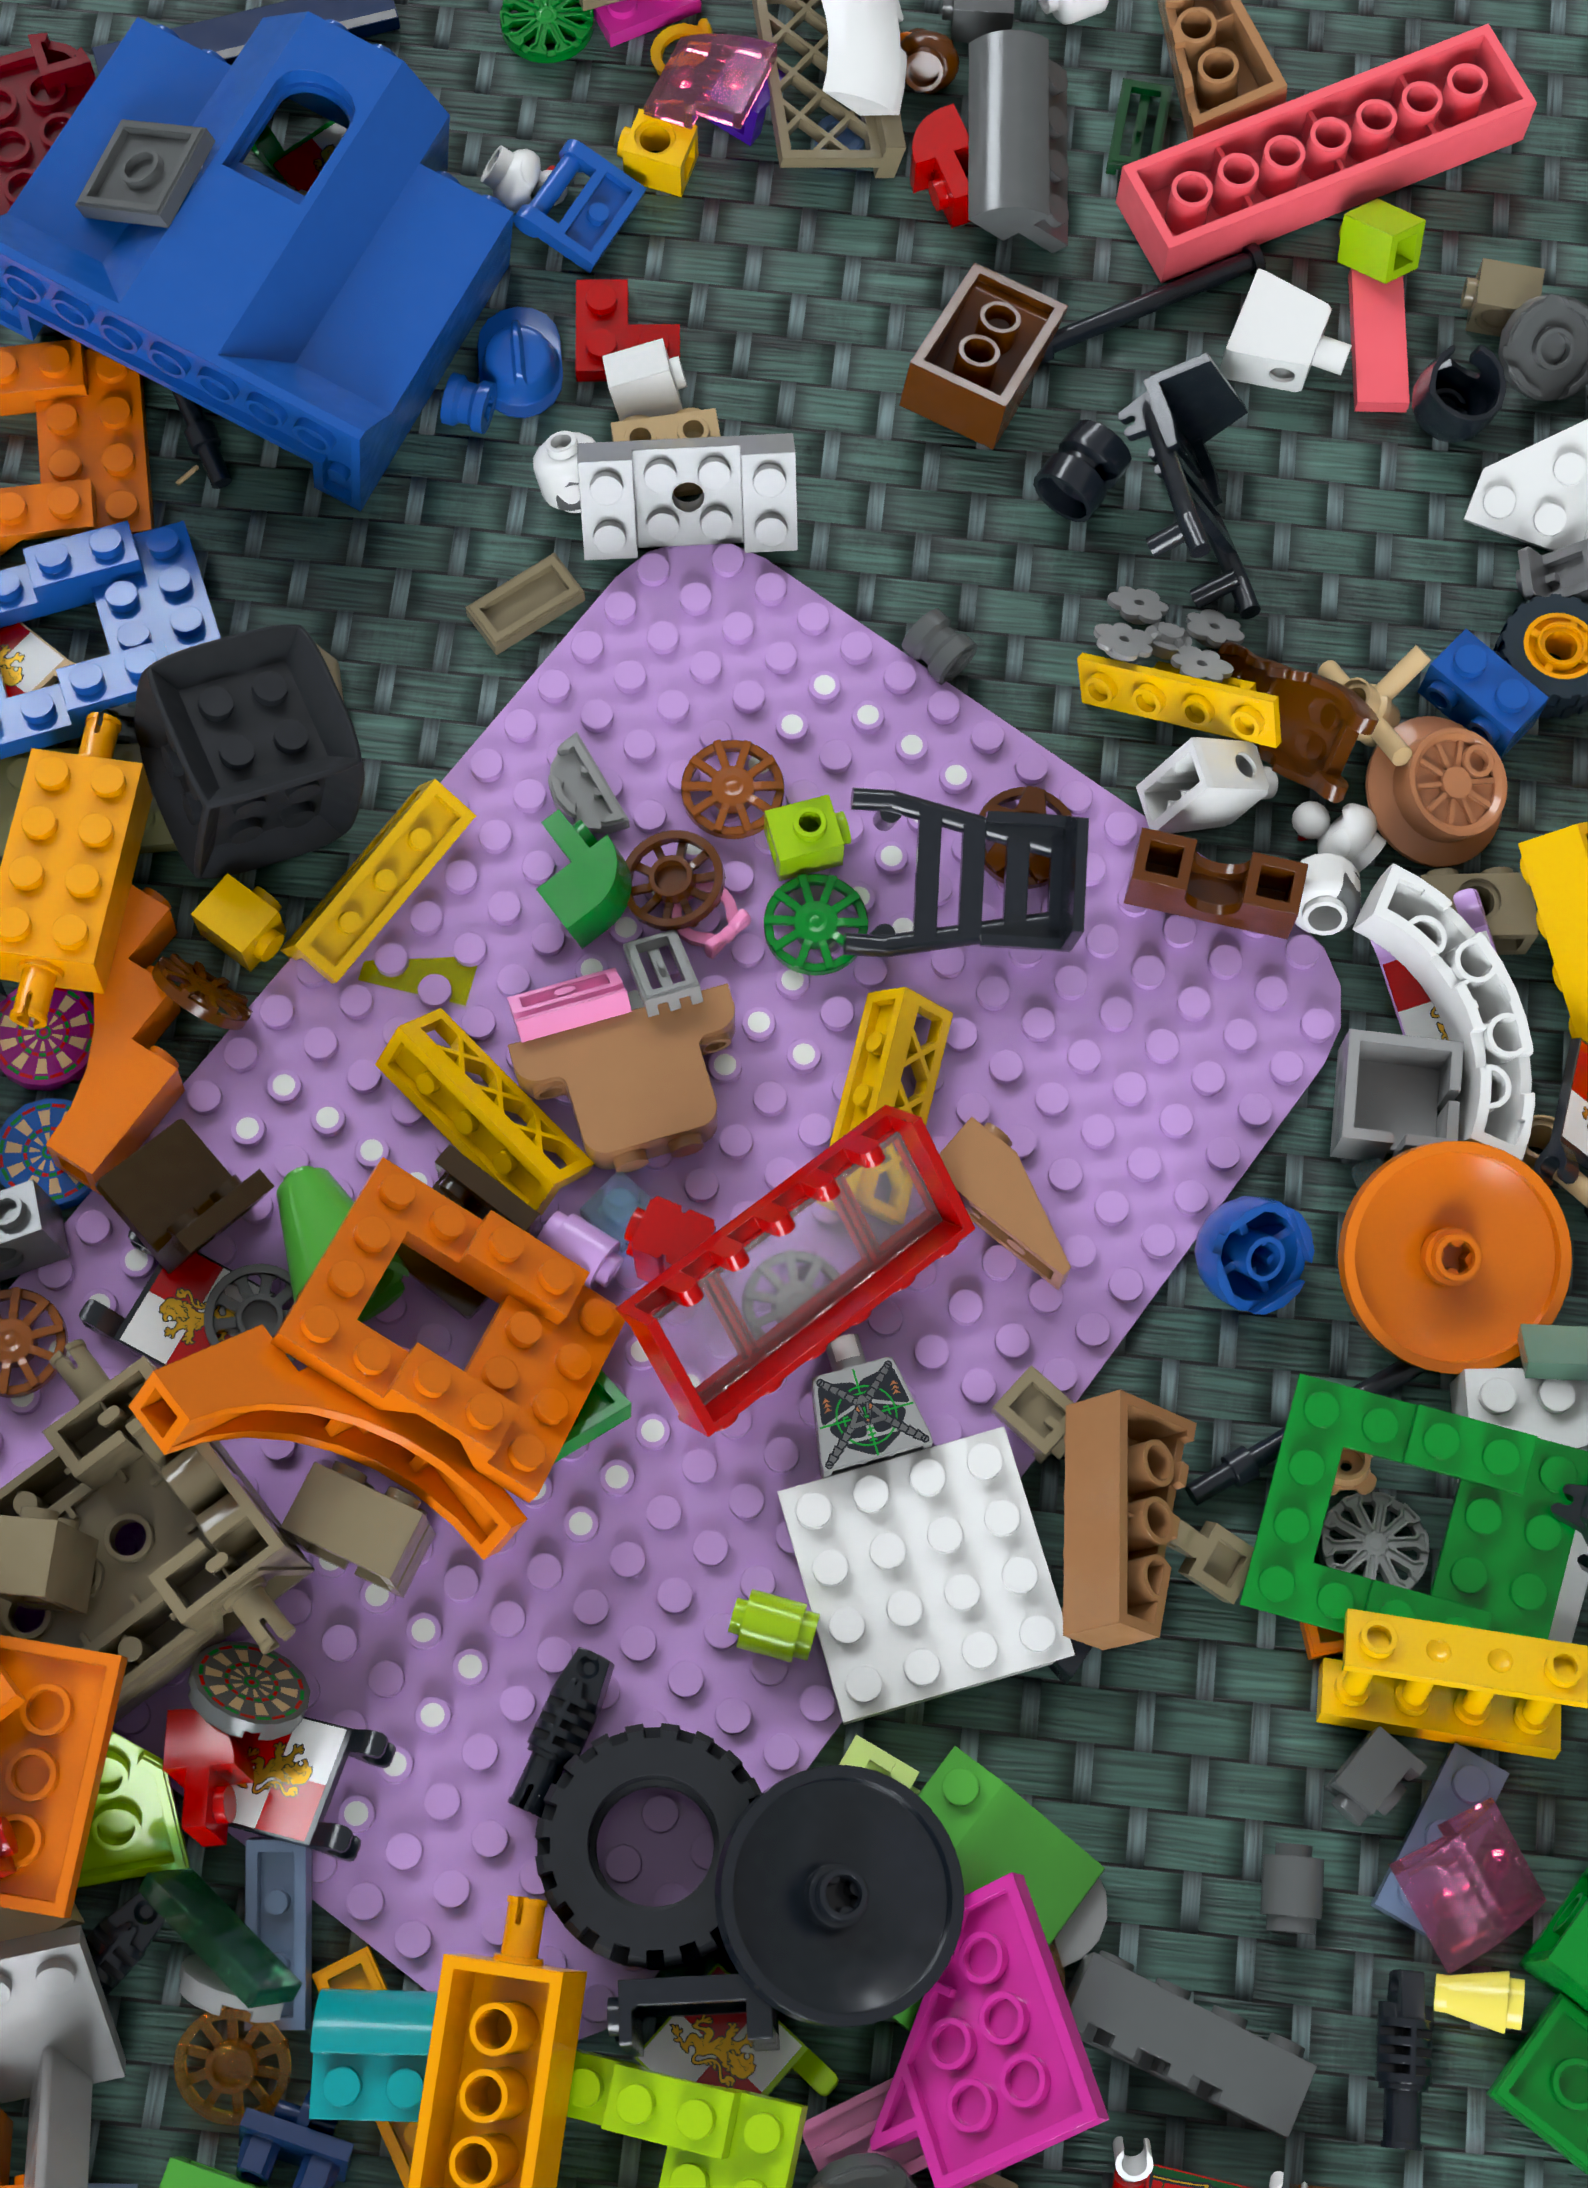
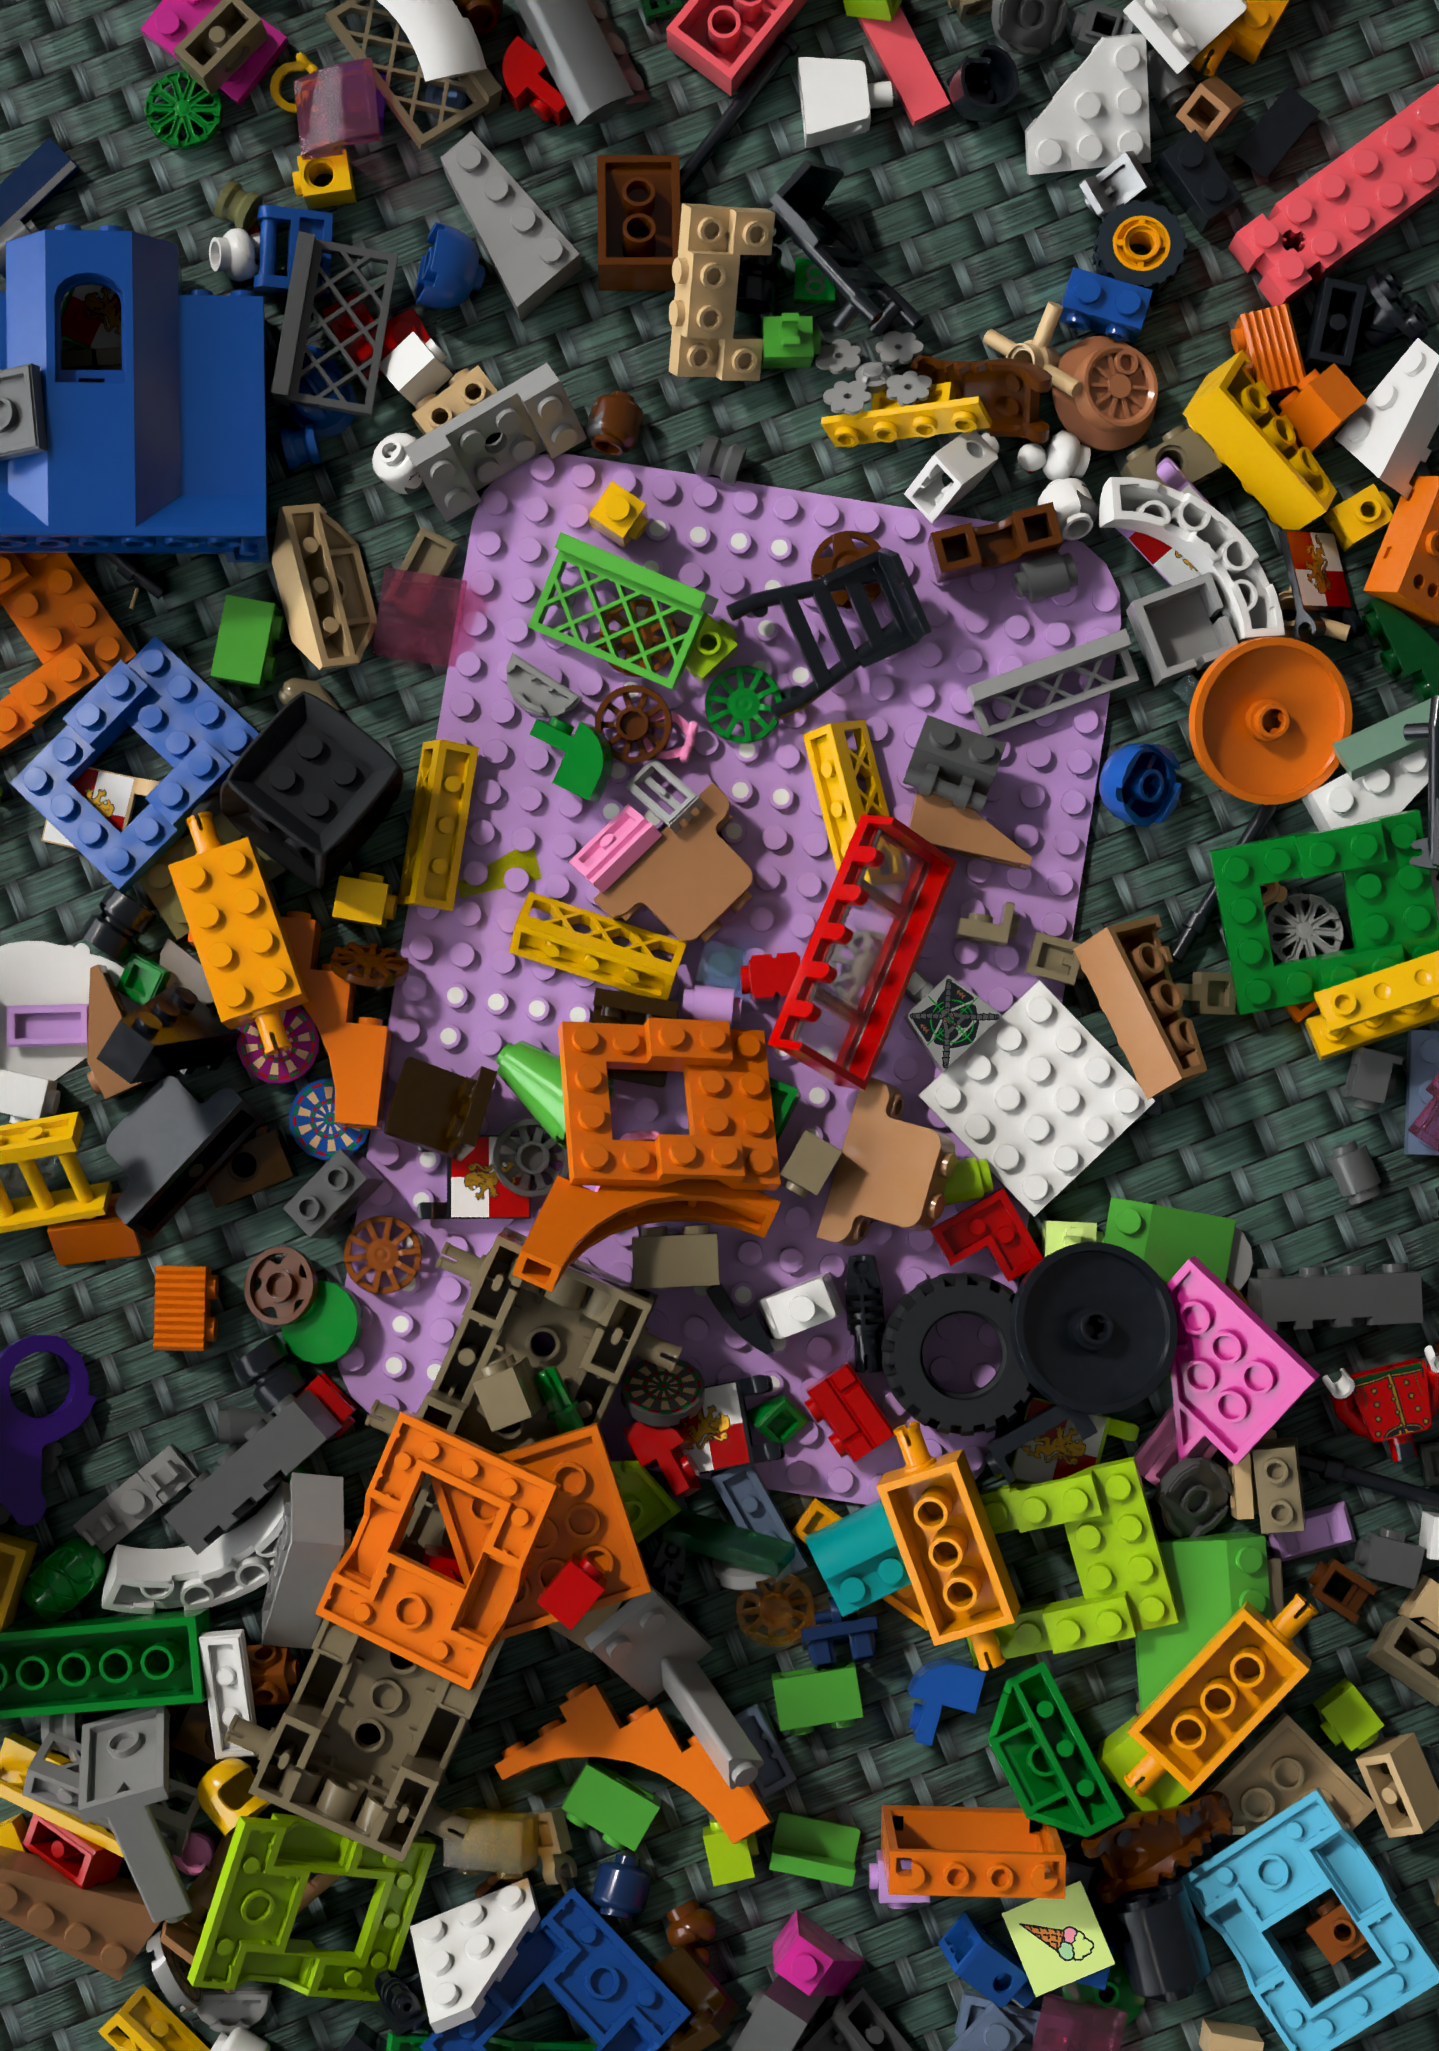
camera: 25 degrees left, 15 degrees up
(102, 1609) = (558, 1400): none -> green axle
(281, 574) = (247, 643): none -> bright green brick
(376, 1812) = (777, 1419): none -> green slope
(402, 1667) = (747, 1327): none -> black slope
(403, 554) = (322, 587): none -> tan wedge
(469, 1849) = (849, 1412): none -> red brick
(486, 1676) = (800, 1306): none -> white torso
(493, 645) = (419, 617): none -> clear pink slope
(534, 271) = (298, 319): none -> dark grey fence
(545, 131) = (237, 205): none -> olive wheel
(591, 1498) = (809, 1165): none -> dark tan brick
(683, 1559) = (886, 1170): none -> medium nougat brick
(741, 300) = (448, 269): none -> blue cylinder
(771, 721) = (636, 578): none -> bright green fence
(775, 1698) = (991, 1224): none -> red plate
(785, 640) = (619, 515): none -> yellow brick
(837, 548) = (614, 423): none -> reddish brown head
(838, 304) = (513, 231): none -> light grey wedge
(965, 1330) = (981, 930): none -> dark tan bracket
(1019, 449) = (707, 291): none -> tan bracket
(1033, 1109) = (954, 763): none -> dark grey brick
(1088, 556) = (789, 341): none -> bright green brick
(1147, 511) = (811, 284): none -> green tile
(1205, 1062) = (1049, 668): none -> light grey fence
(1258, 956) = (1046, 576): none -> dark grey brick

